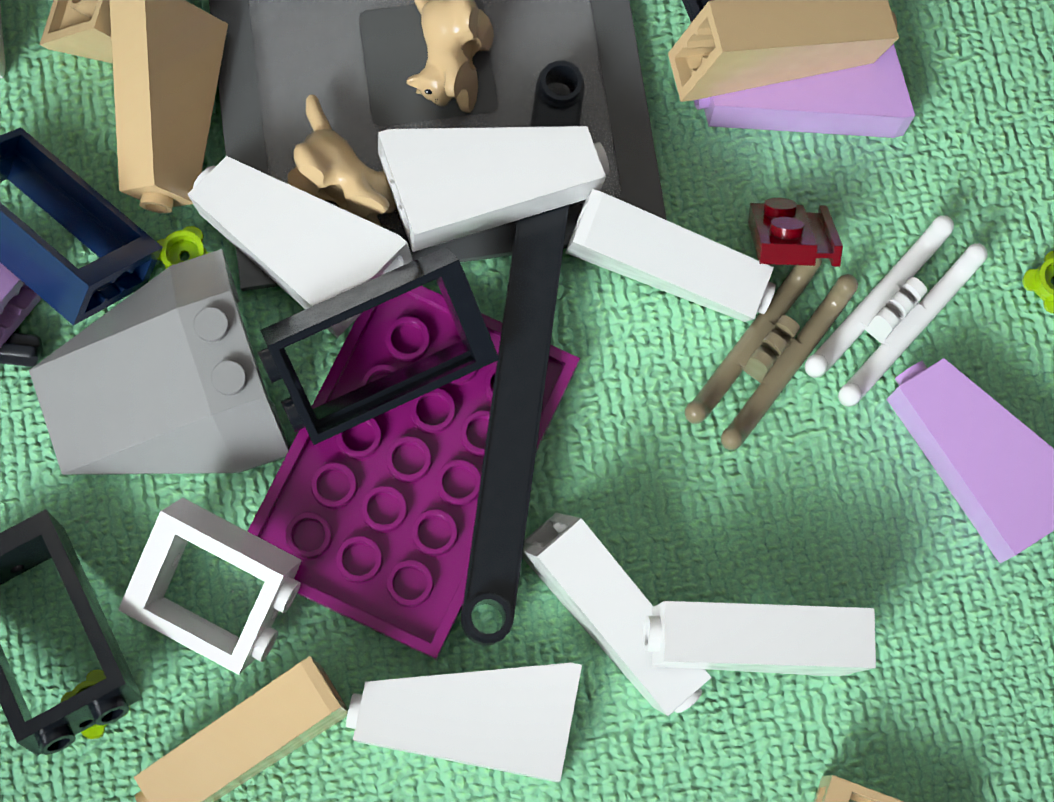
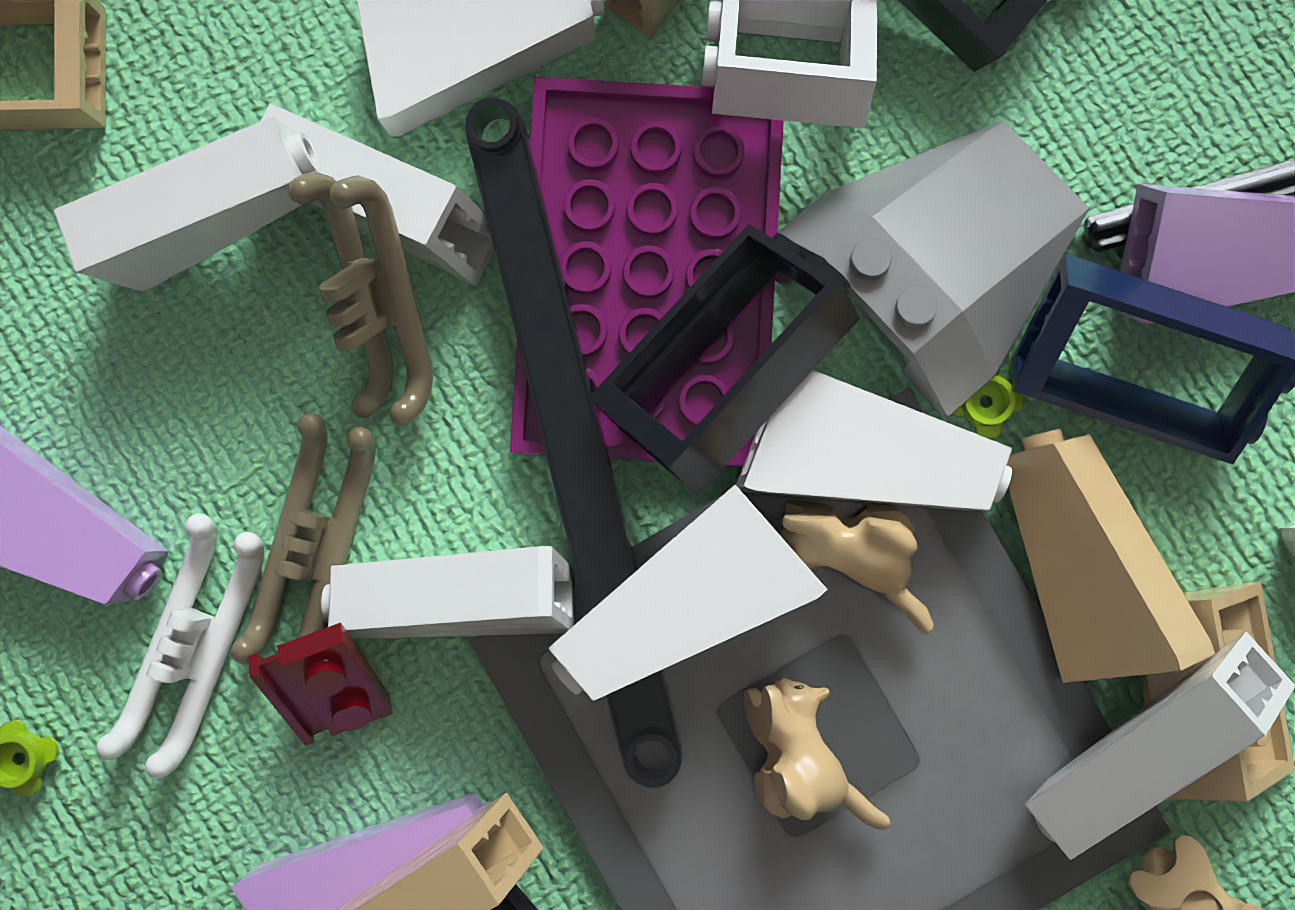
camera: 160 degrees right, 10 degrees up
(642, 509) = (371, 292): none -> dark tan piece

